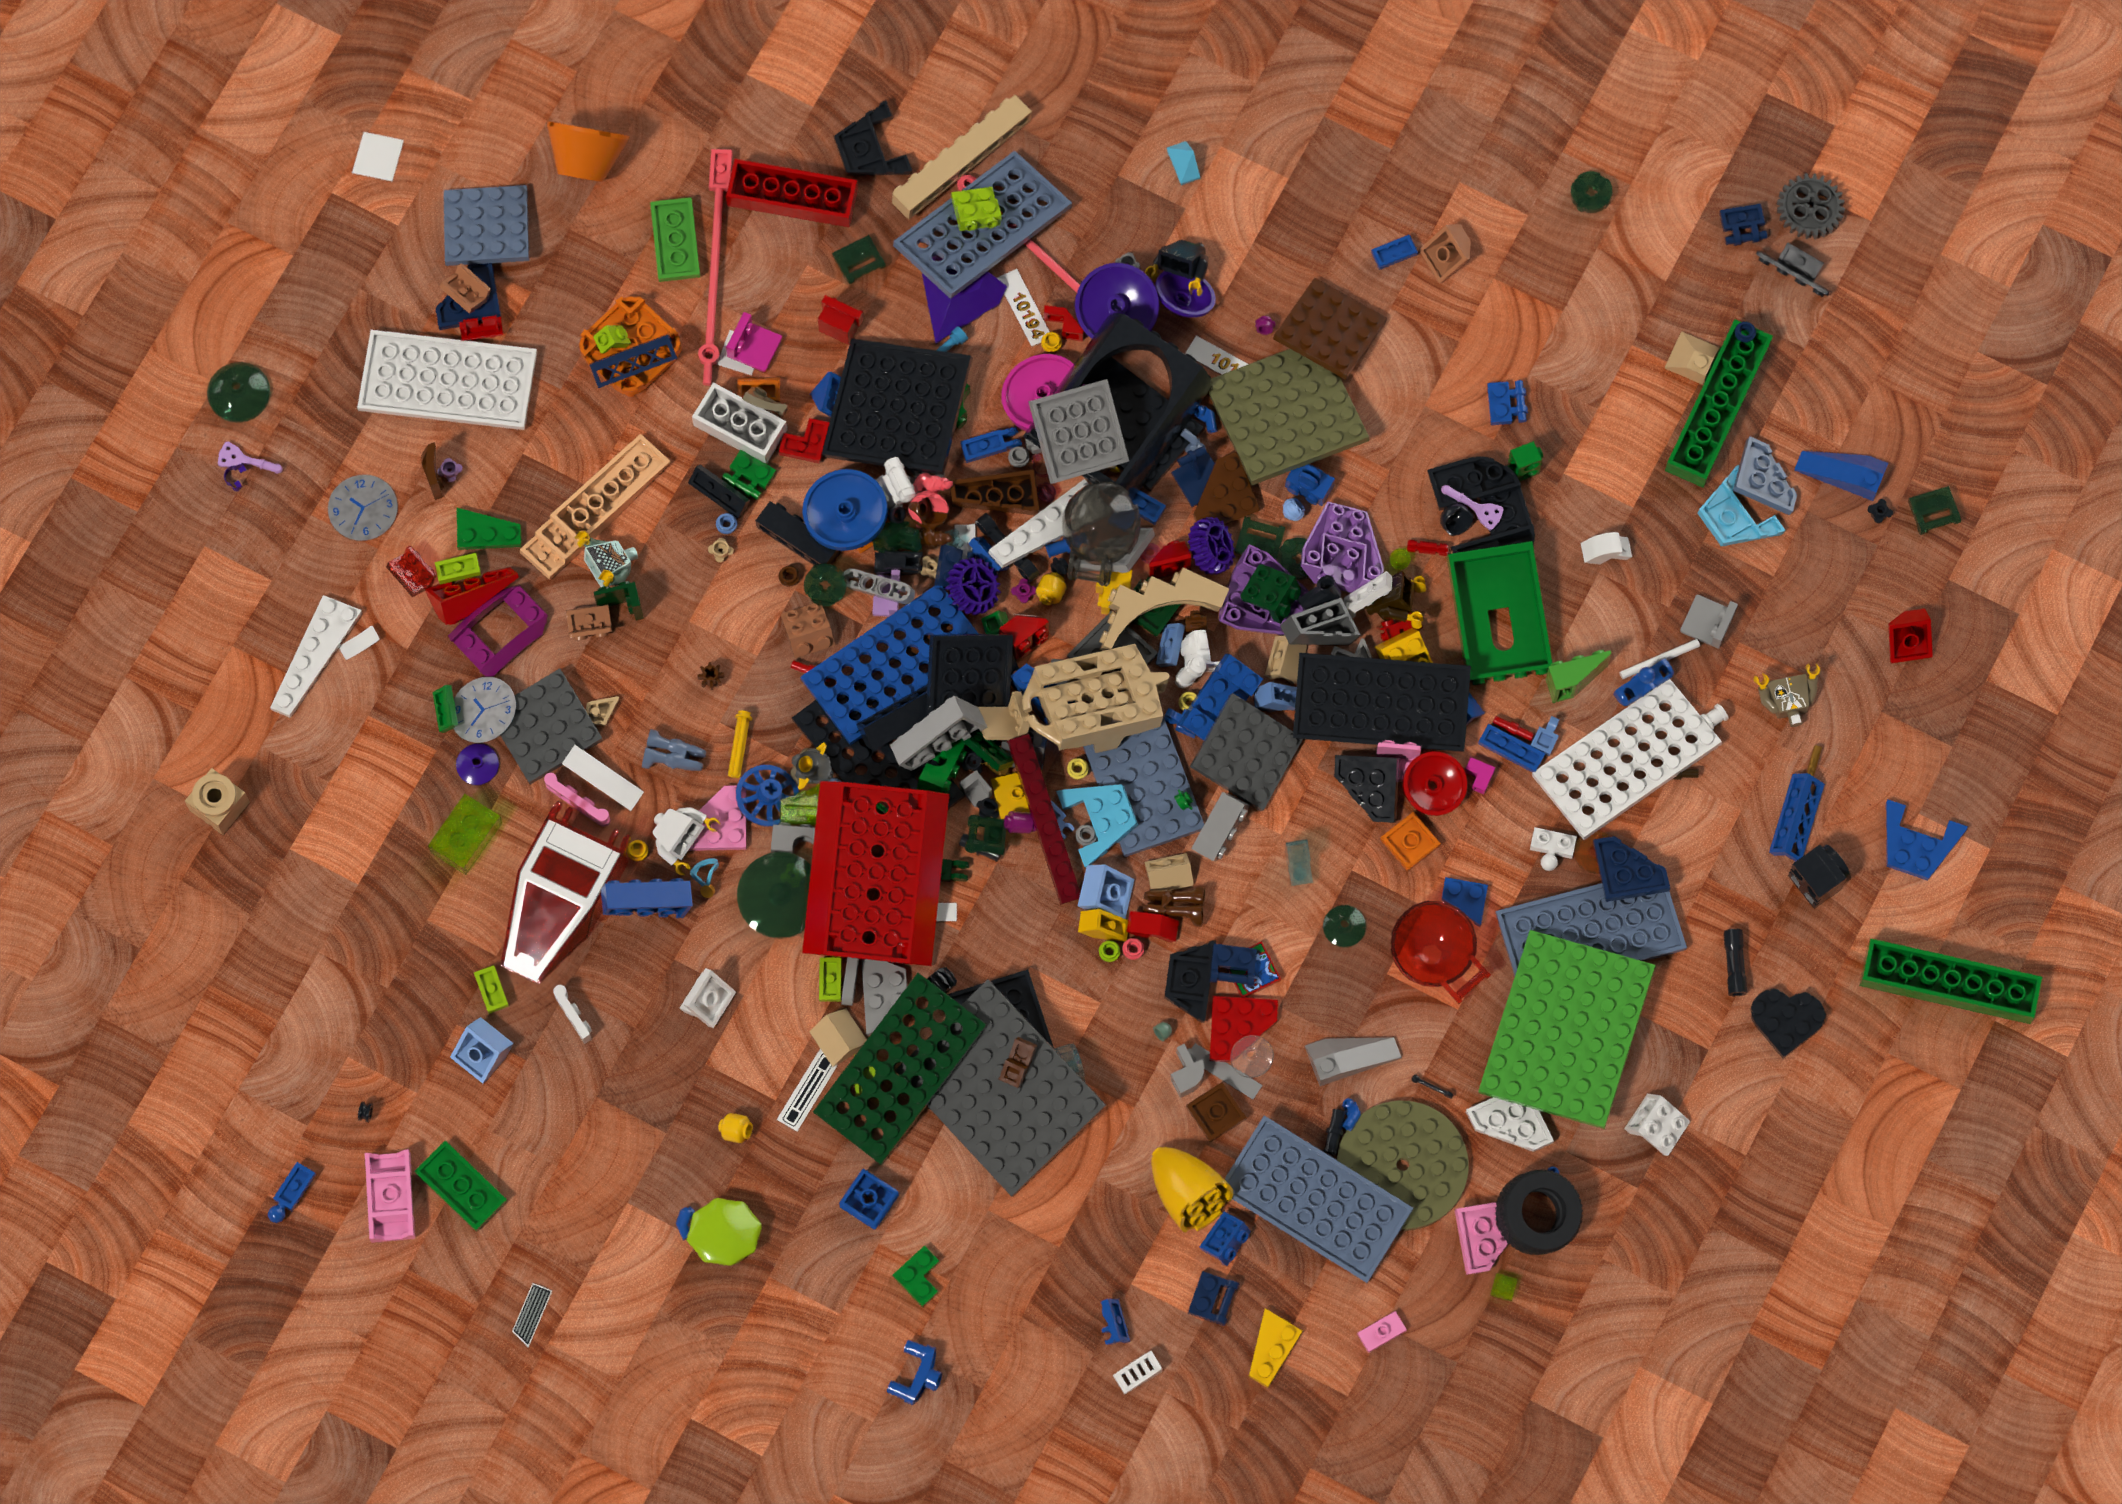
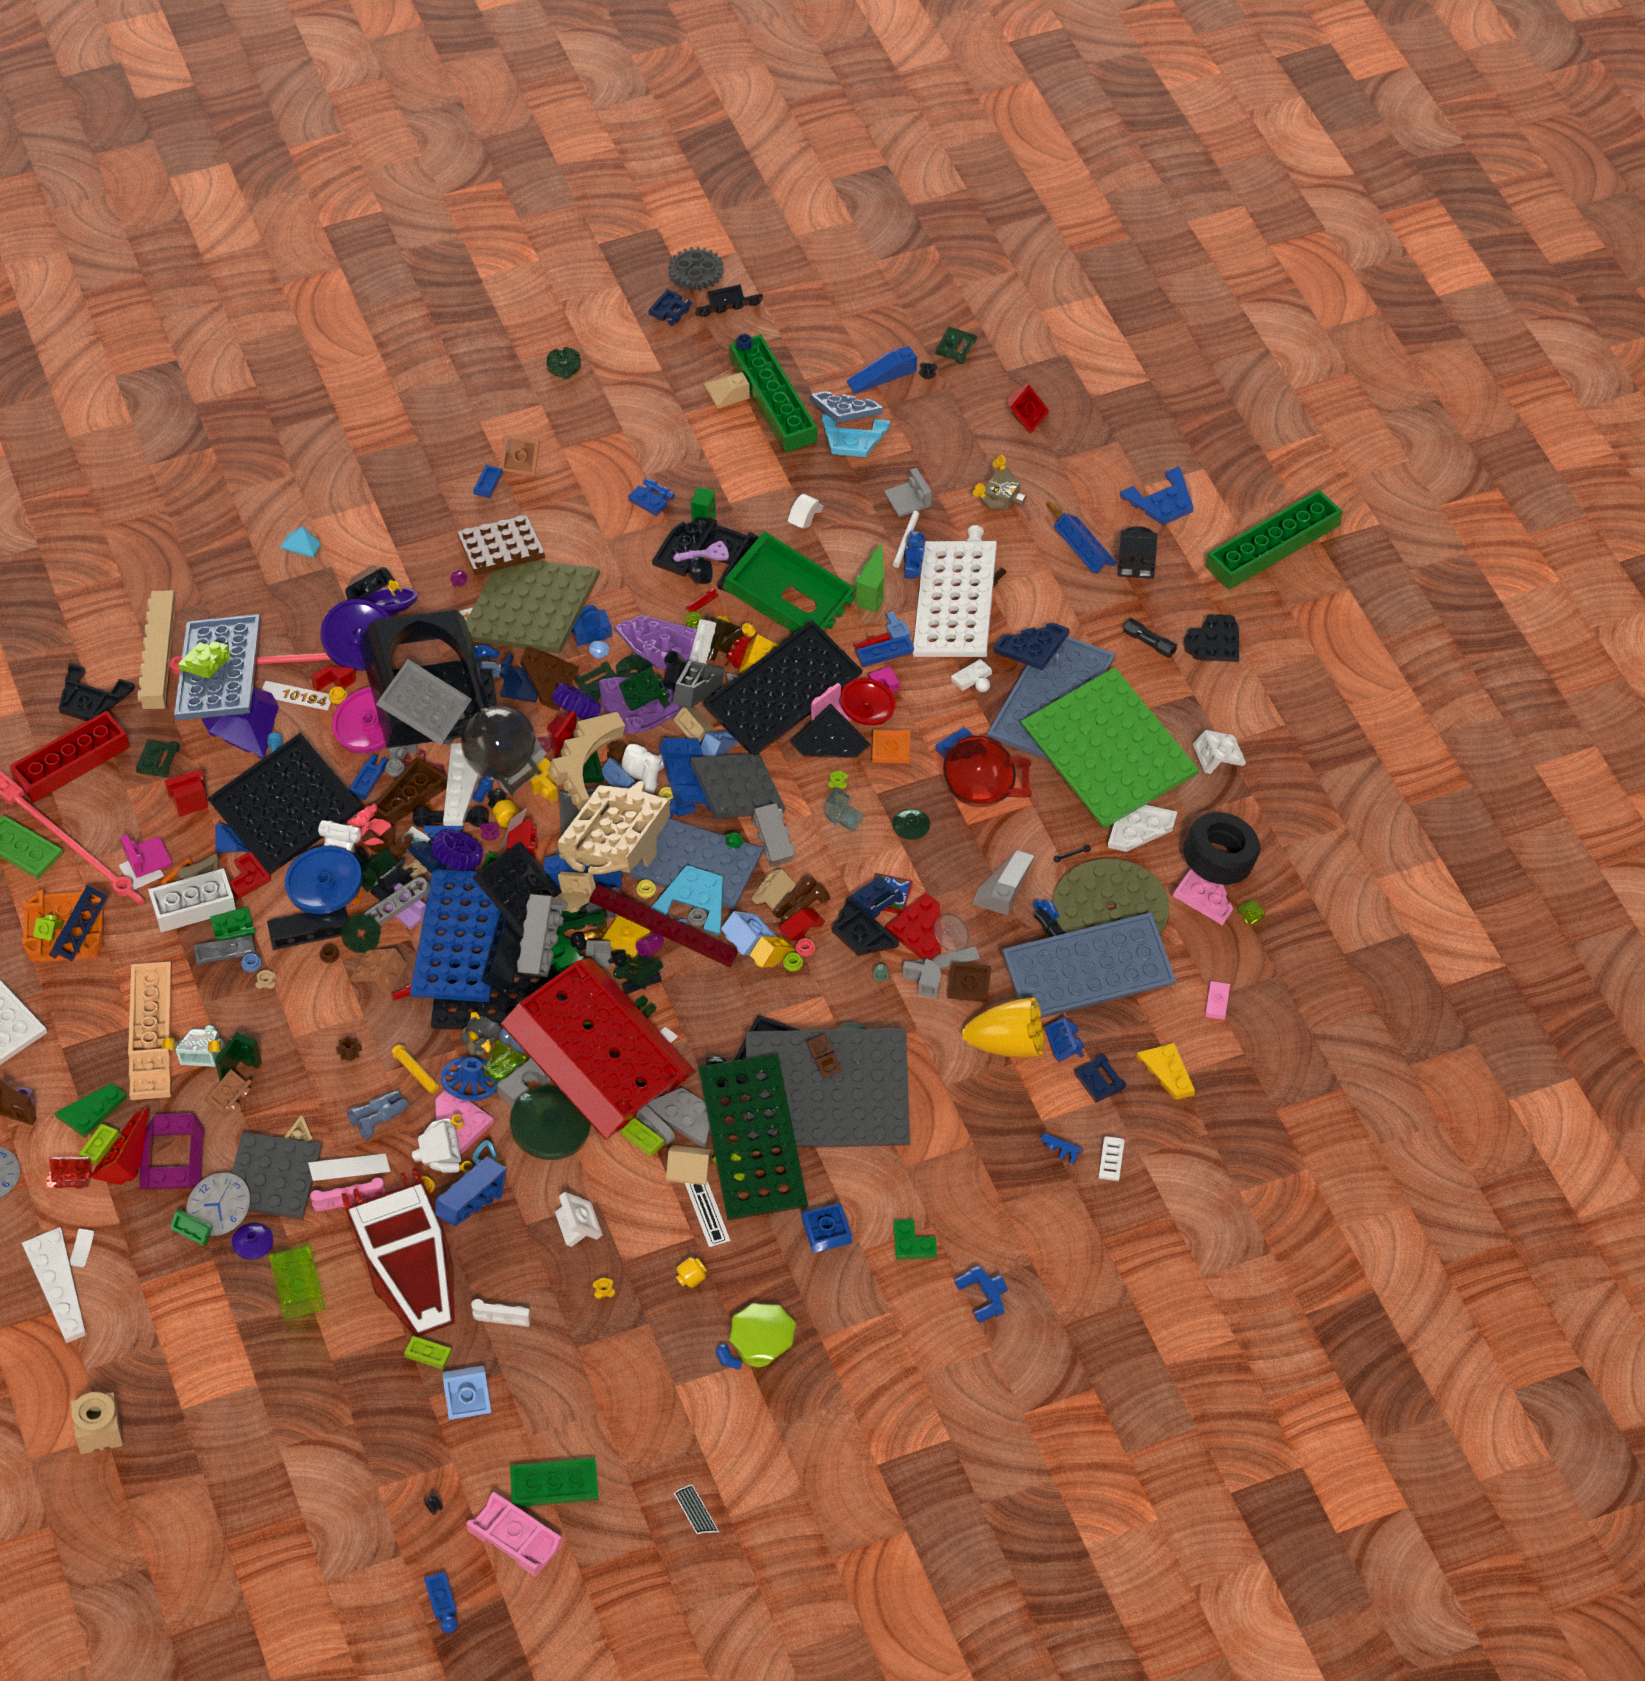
camera: 50 degrees left, 20 degrees down
(665, 1065) = (603, 1283): none -> yellow plate
(1333, 833) = (838, 780): none -> lime plate

